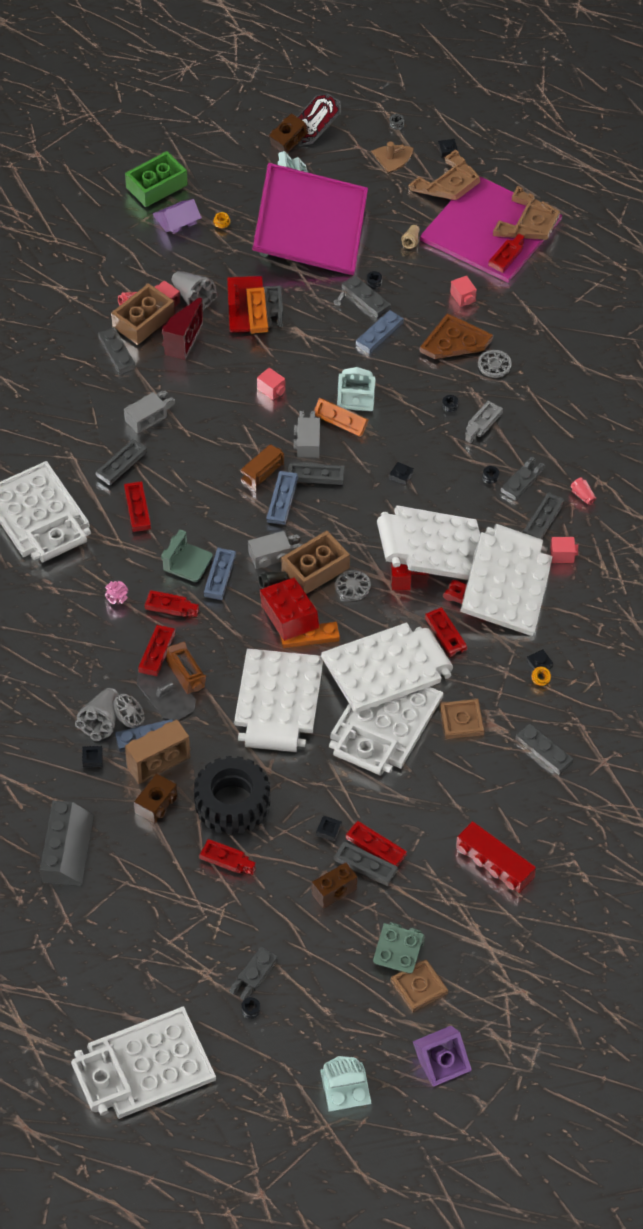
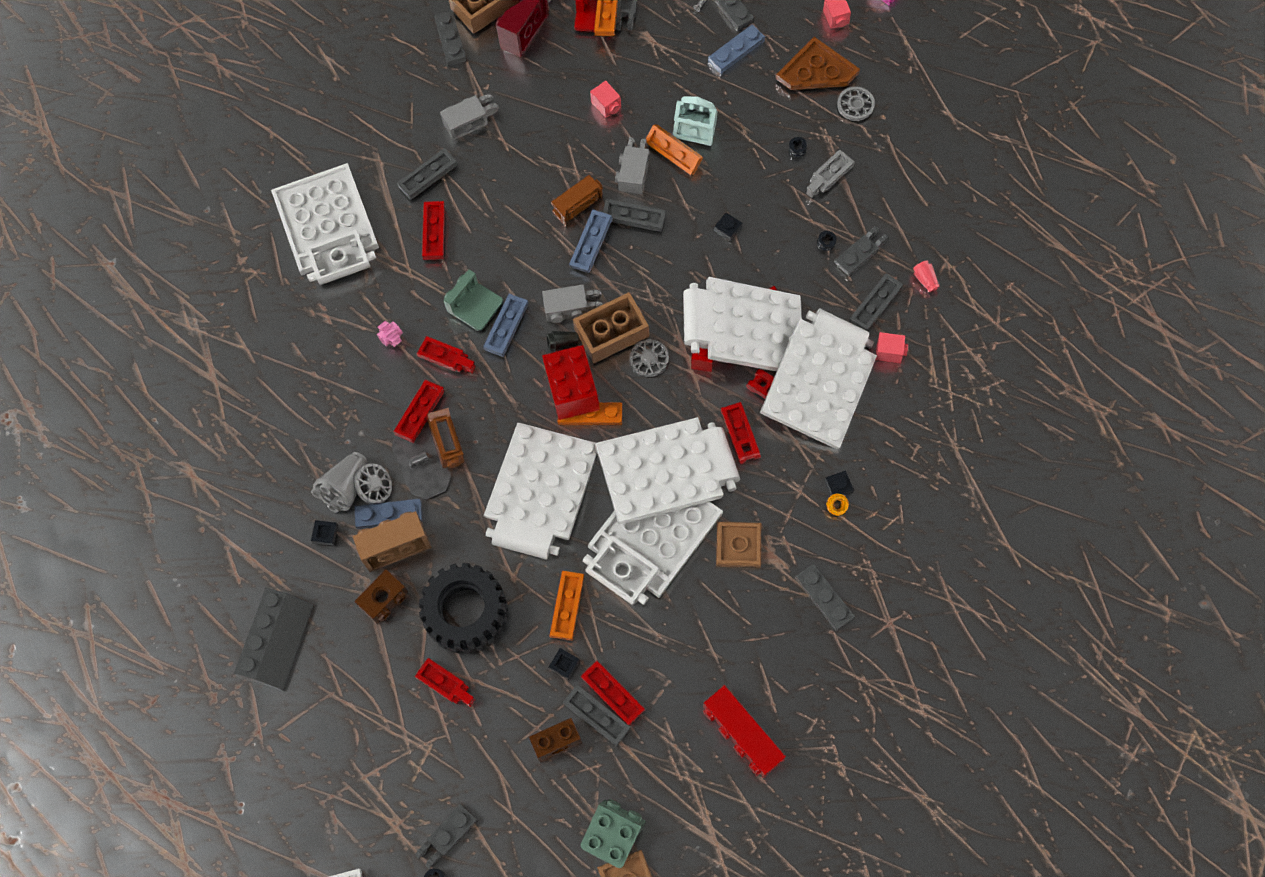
camera: 15 degrees right, 15 degrees up
(321, 783) = (567, 605): none -> orange plate

